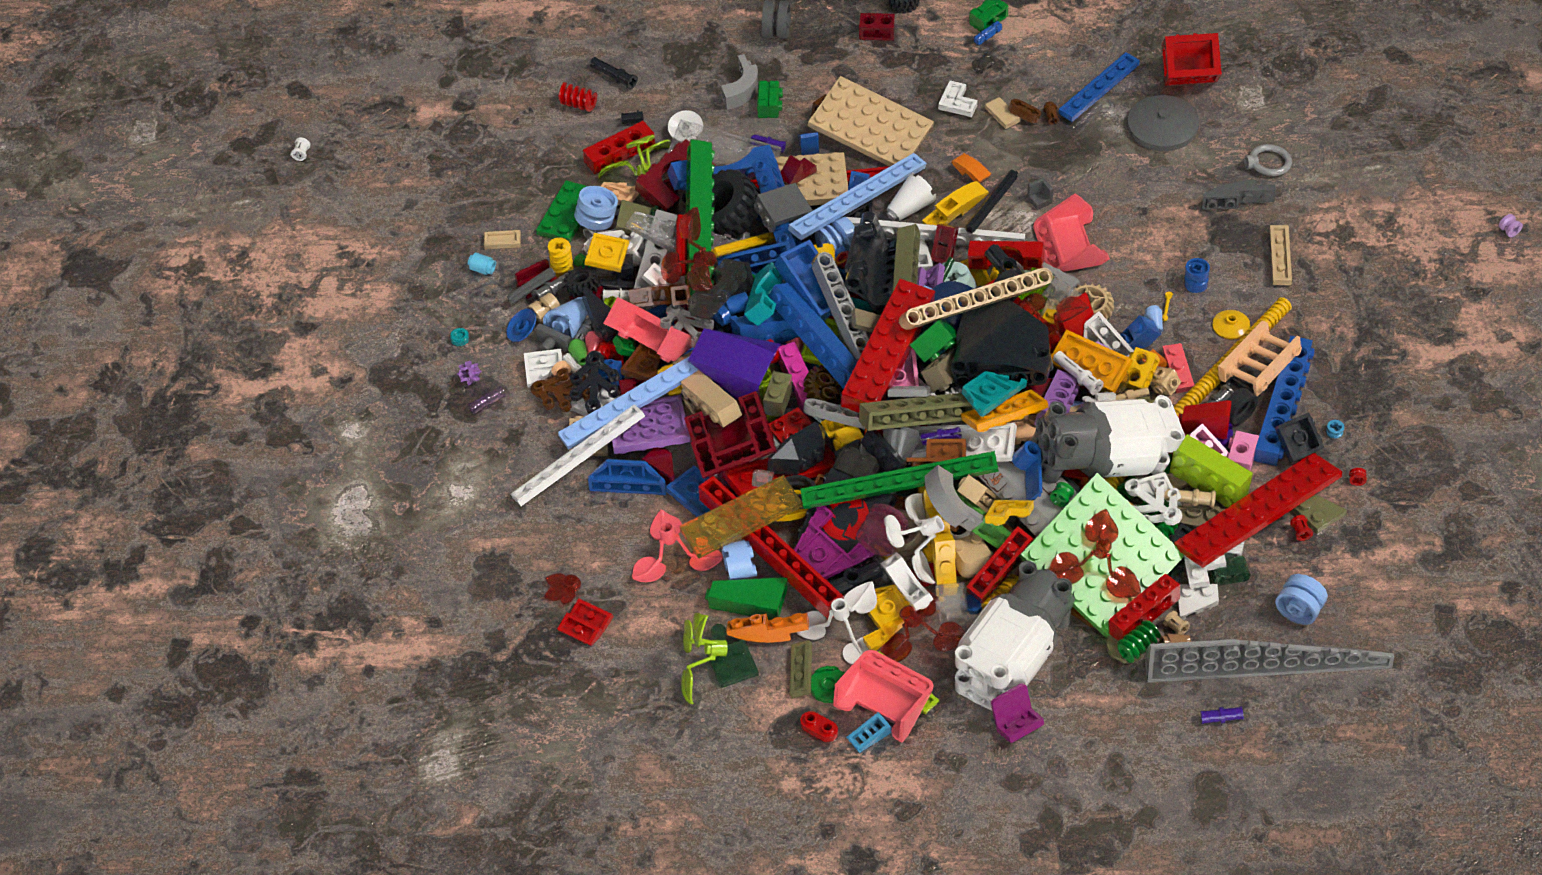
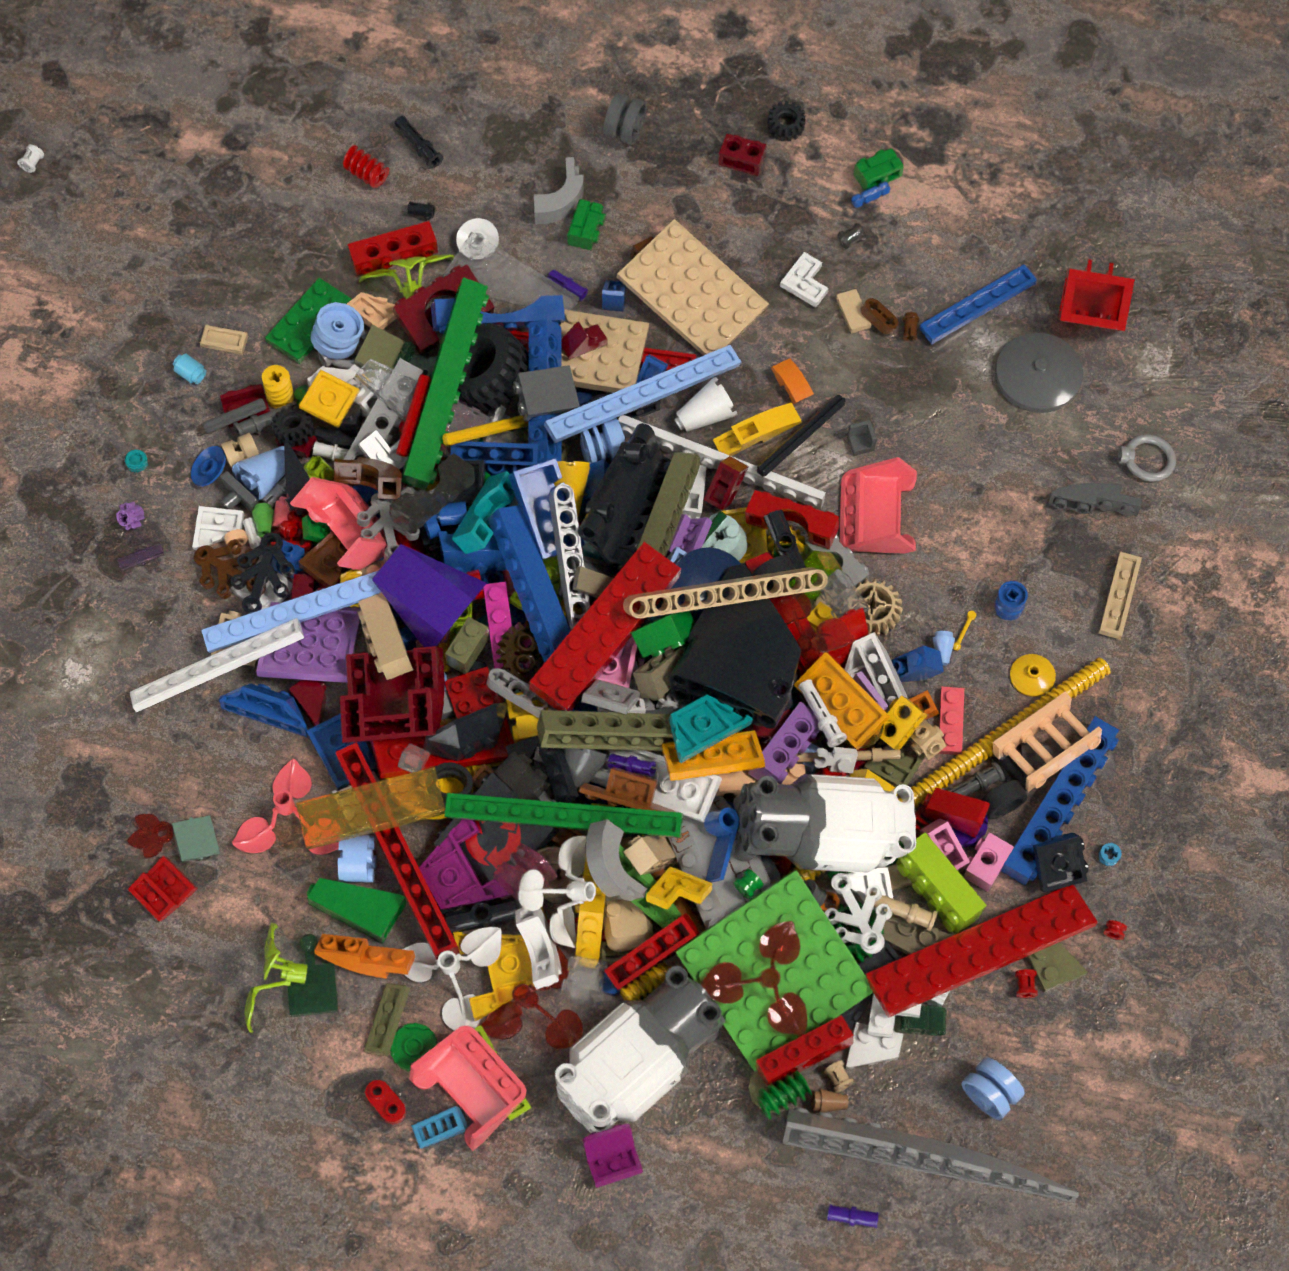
camera: 10 degrees right, 15 degrees up
(600, 582) = (195, 838): none -> sand green piece
(699, 275) = (411, 475): clear red plant -> none
(841, 259) = (593, 482): dark red tile -> none

